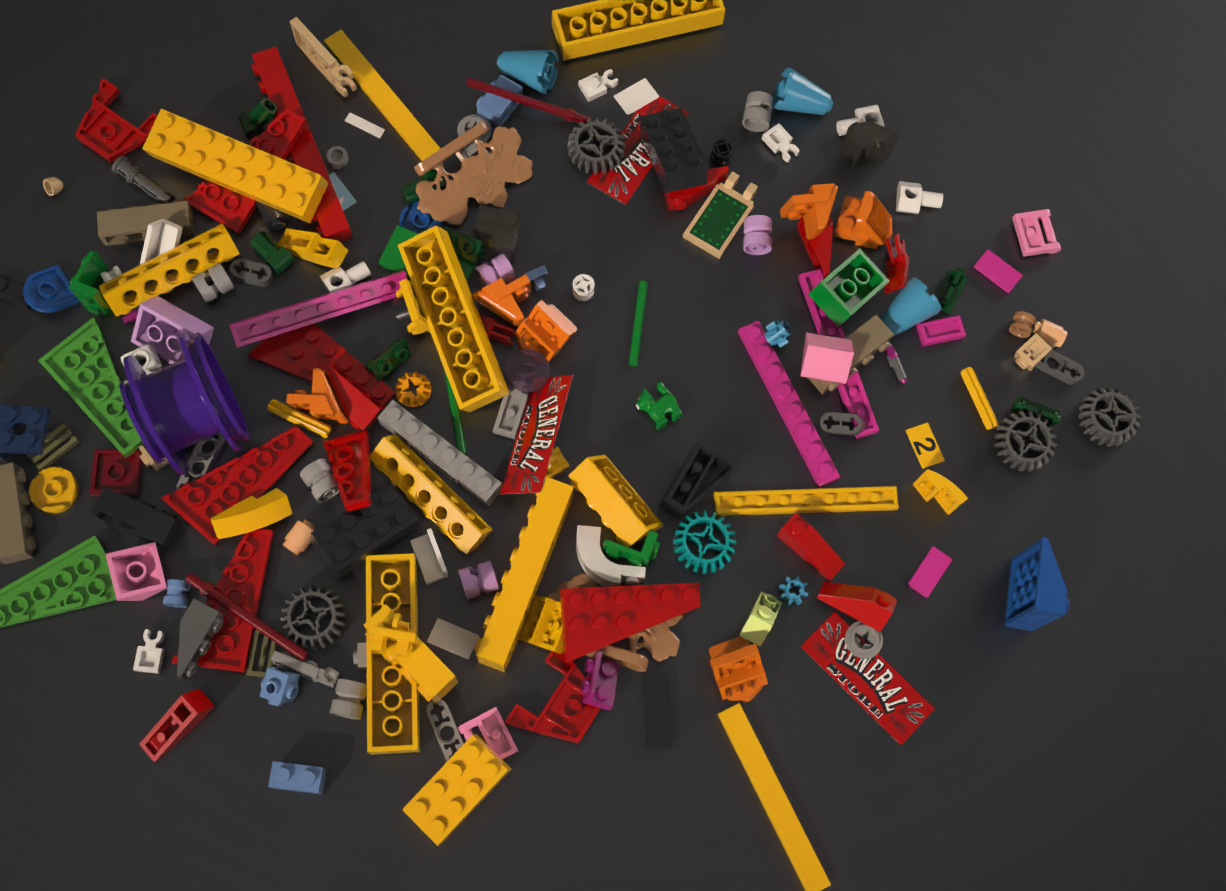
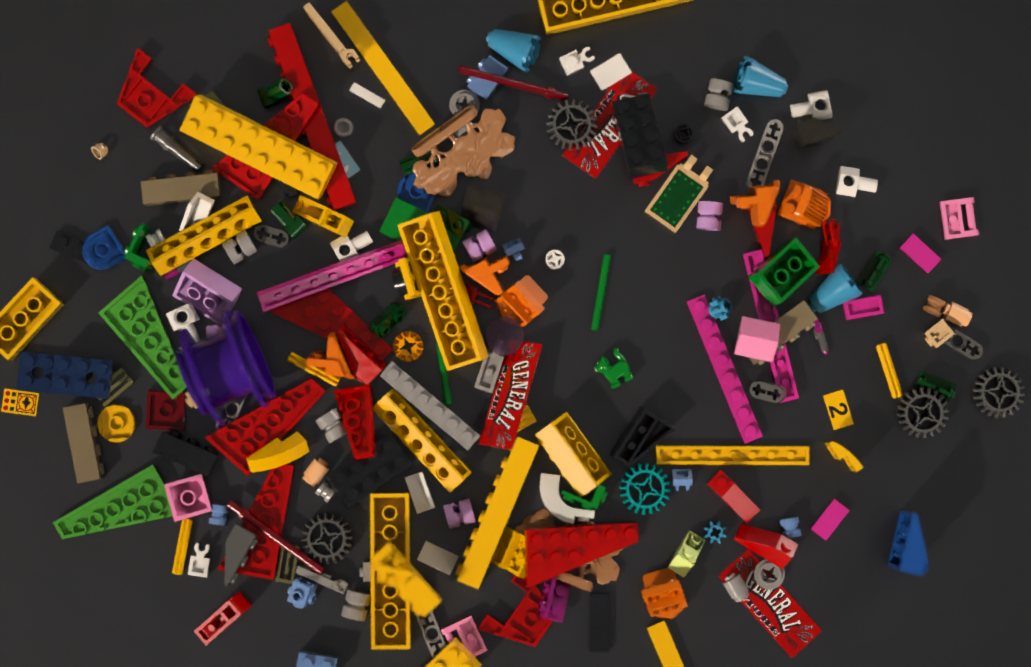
camera: 10 degrees right, 15 degrees up
(128, 636) = (182, 546): none -> yellow axle
(312, 560) = (325, 491): none -> light grey wheel
(748, 527) = (682, 477): none -> medium blue tile
(810, 172) = (762, 154): none -> light grey beam
(825, 656) = (736, 587): none -> light grey brick
(883, 580) = (790, 526): none -> medium blue wheel

